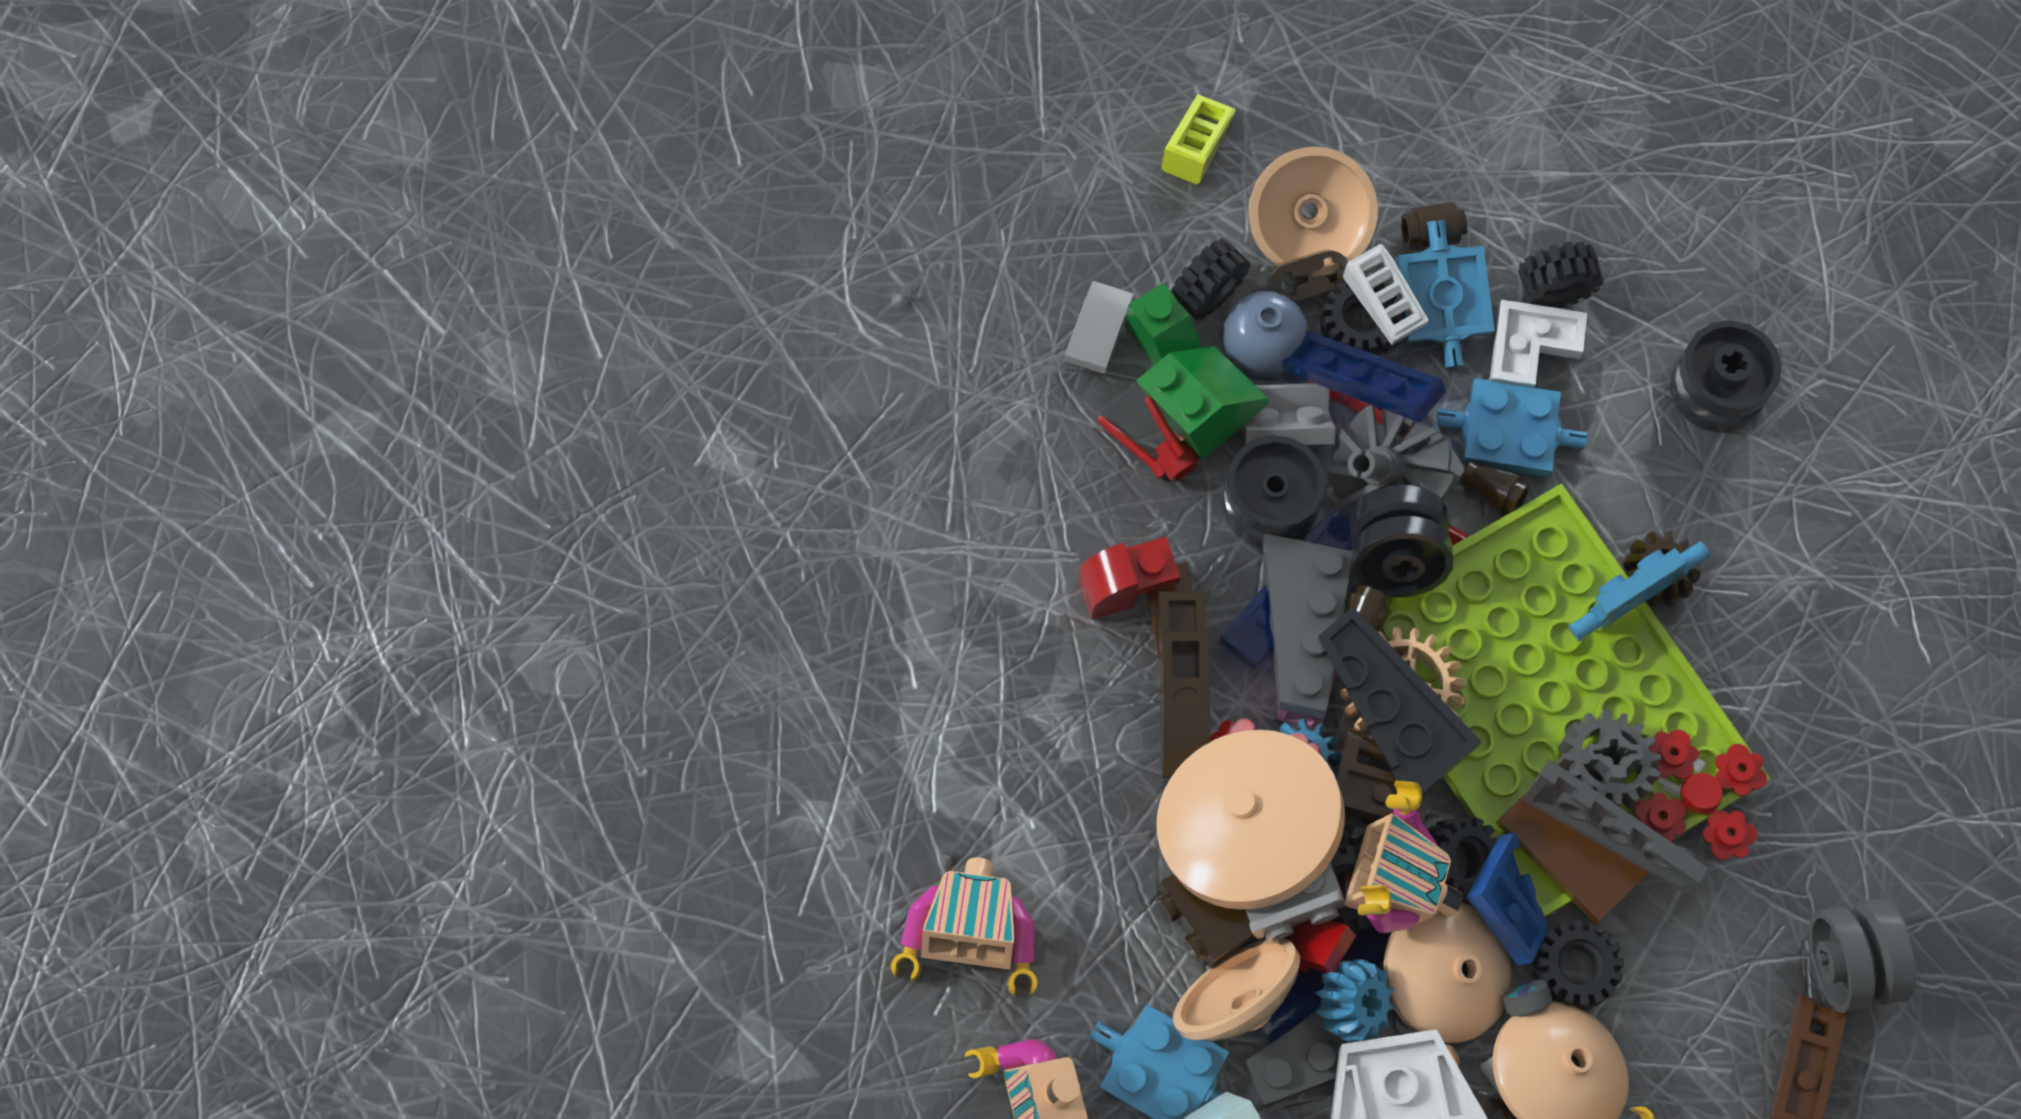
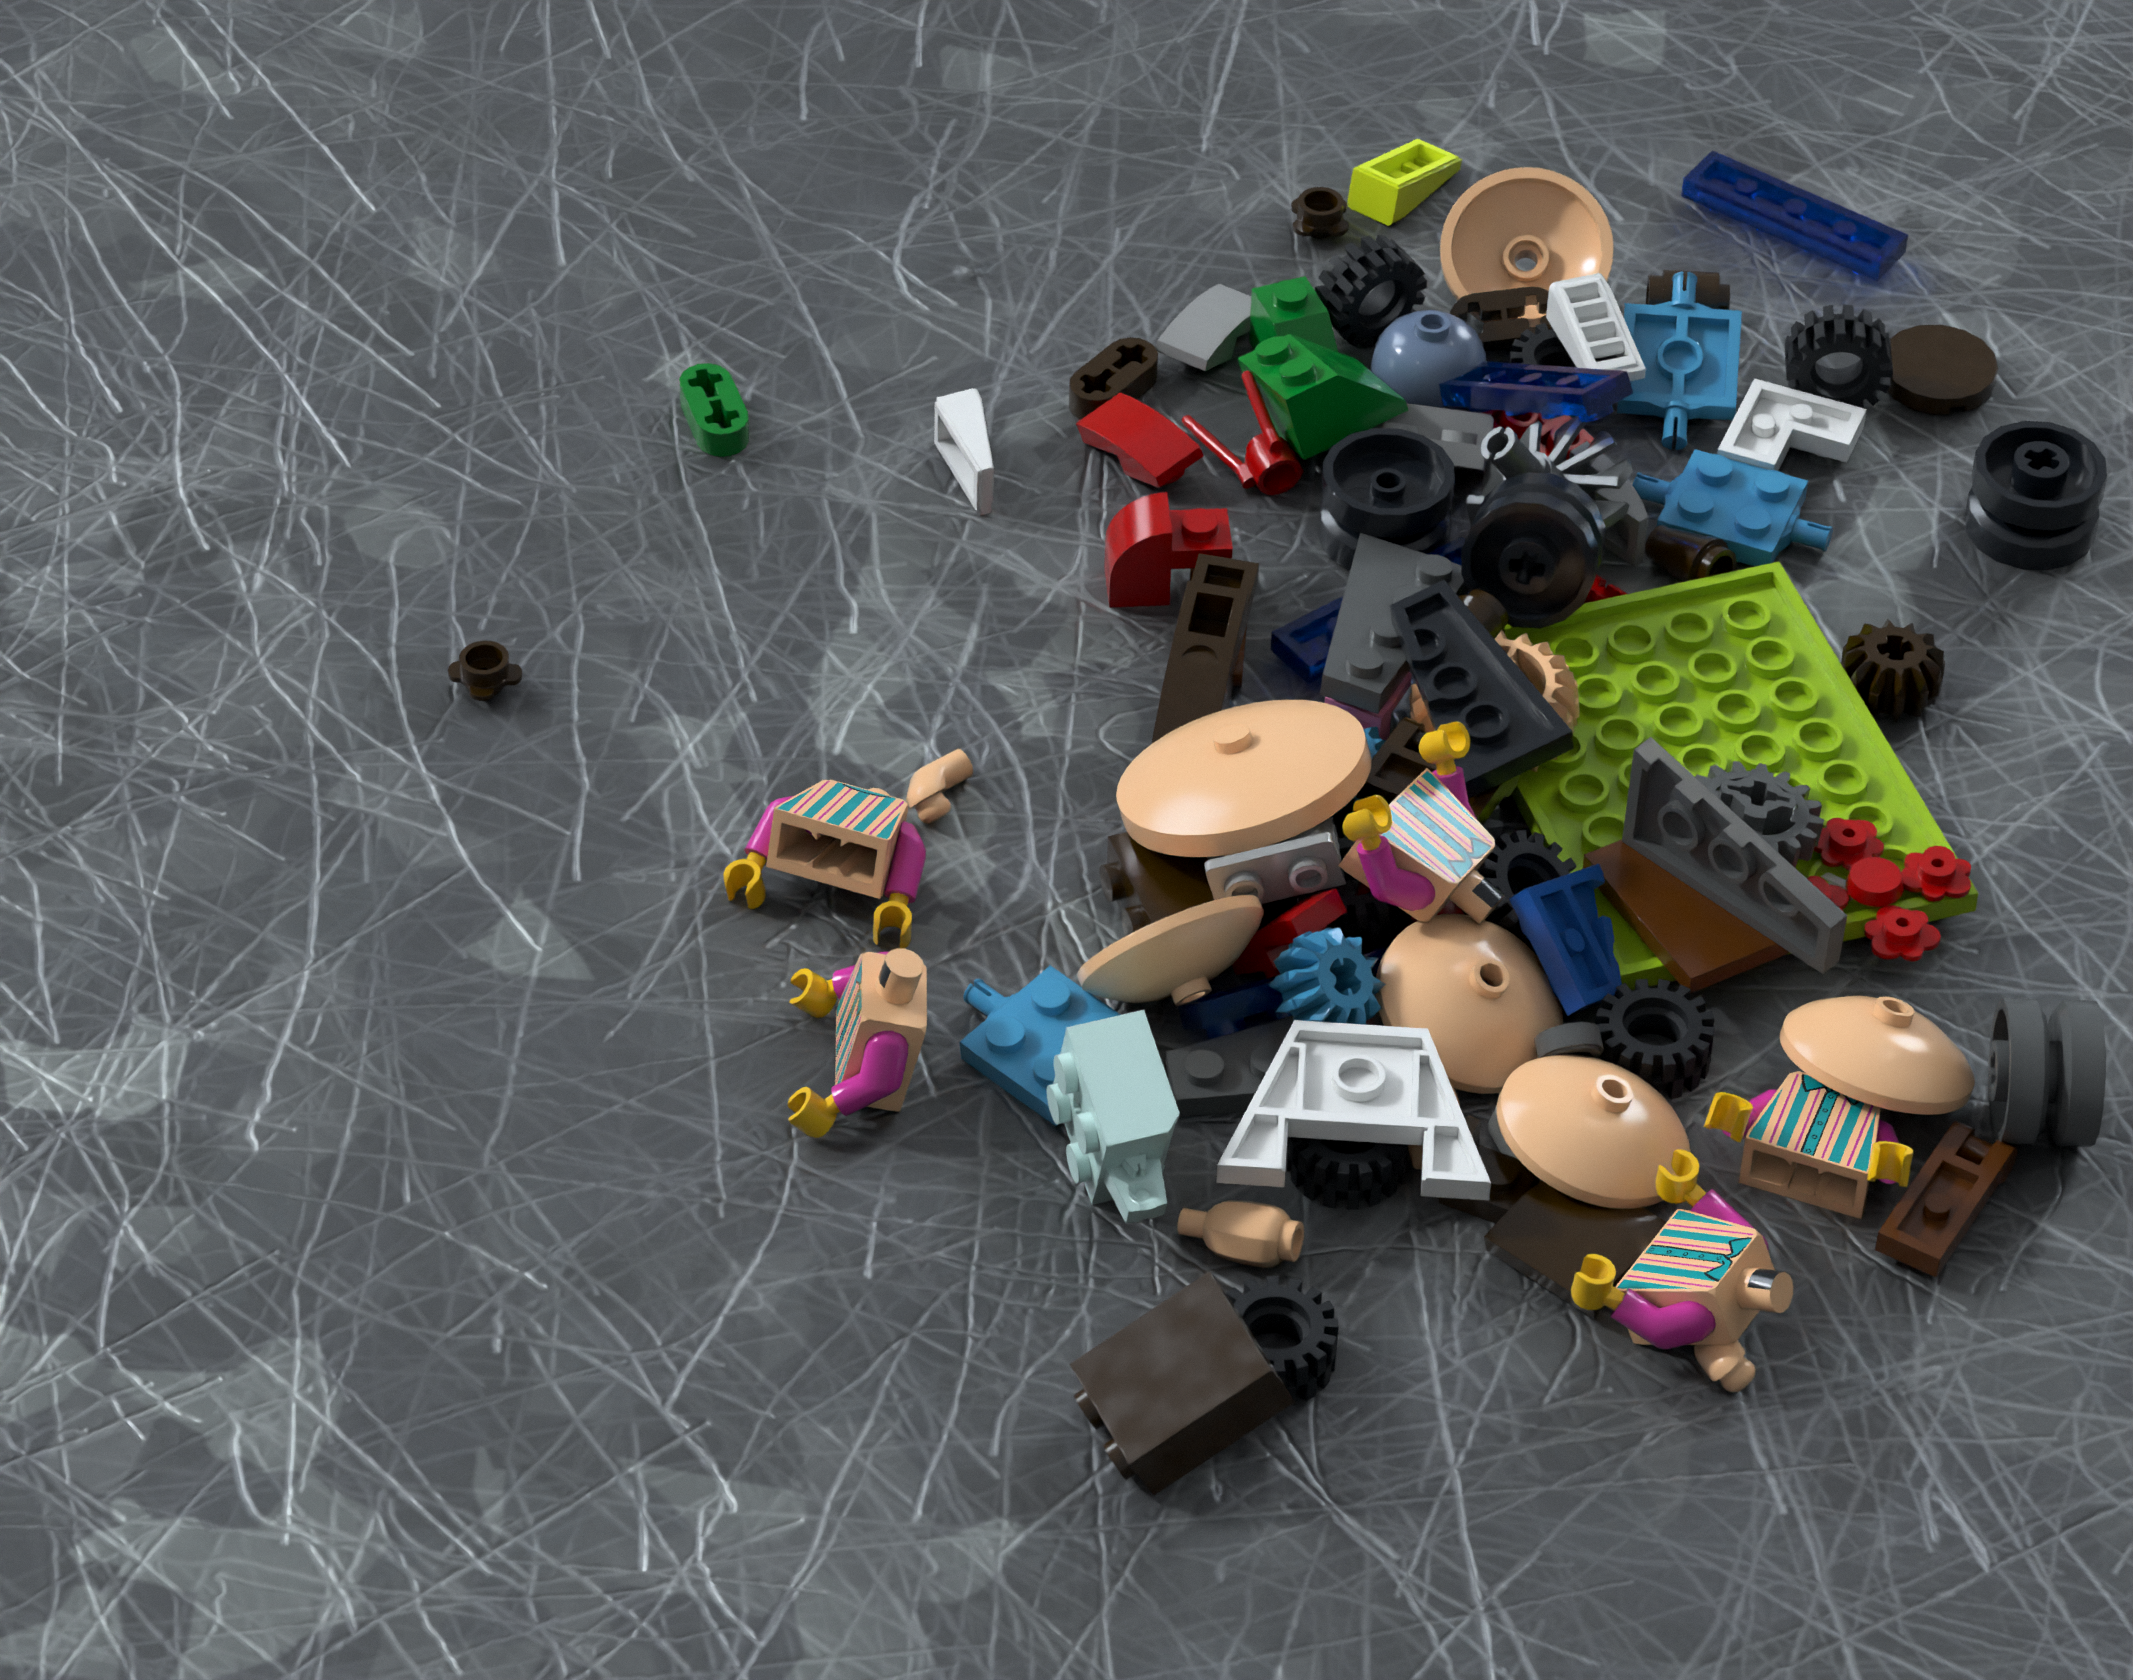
camera: 15 degrees right, 25 degrees down
(661, 786) = (484, 670): none -> dark brown plate
(764, 485) = (723, 406): none -> green beam
(949, 487) = (965, 445): none -> white slope
(1012, 839) = (933, 779): none -> light nougat arm
(1048, 398) = (1104, 374): none -> dark brown beam
(1076, 458) = (1142, 438): none -> red slope
(1151, 180) = (1320, 213): none -> dark brown plate
(1488, 119) = (1794, 215): none -> clear blue plate
(1621, 595) = (1837, 638): dark azure plate -> none
(1627, 249) = (1941, 369): none -> dark brown tile
(1717, 1039) = (1812, 1143): none -> torso
(1738, 957) = (1878, 1054): none -> light nougat dish

